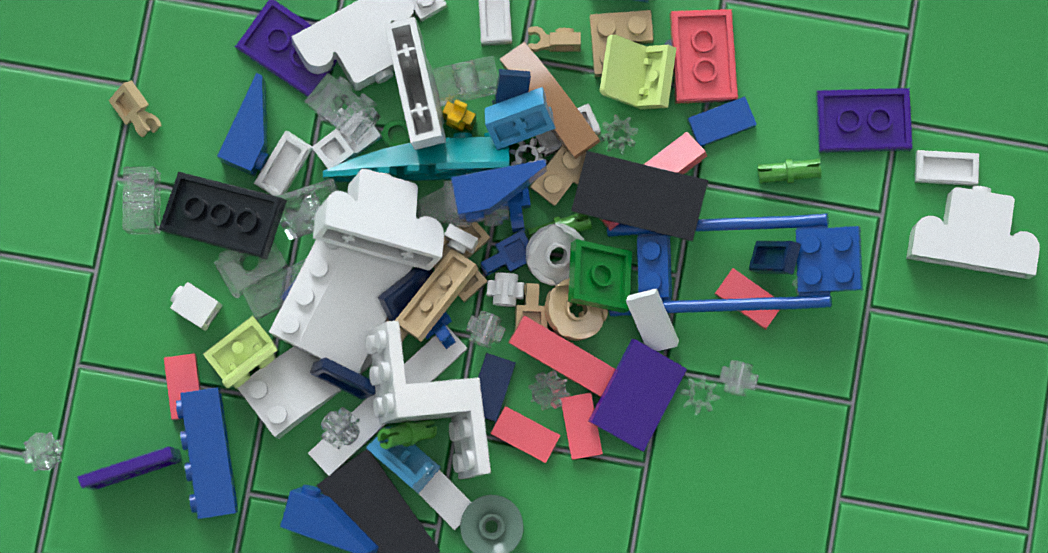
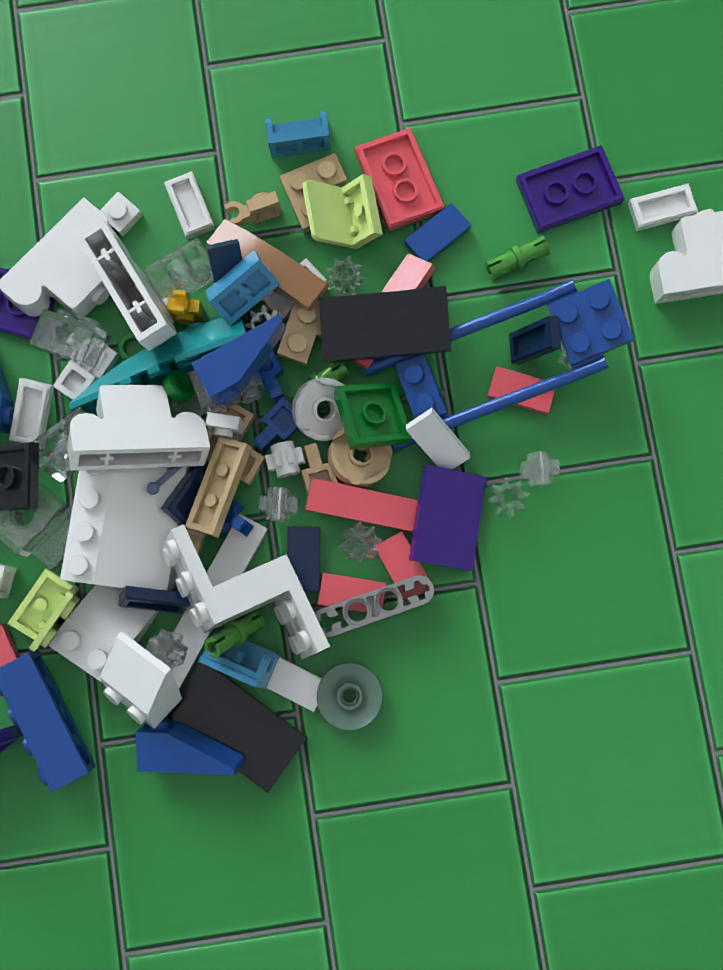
camera: 15 degrees left, 0 degrees up
(310, 446) = (139, 682): none -> white slope
(378, 276) = (153, 487): none -> sand blue hinge
(430, 189) = (178, 386): none -> green tile
(540, 448) = (371, 601): none -> light grey beam

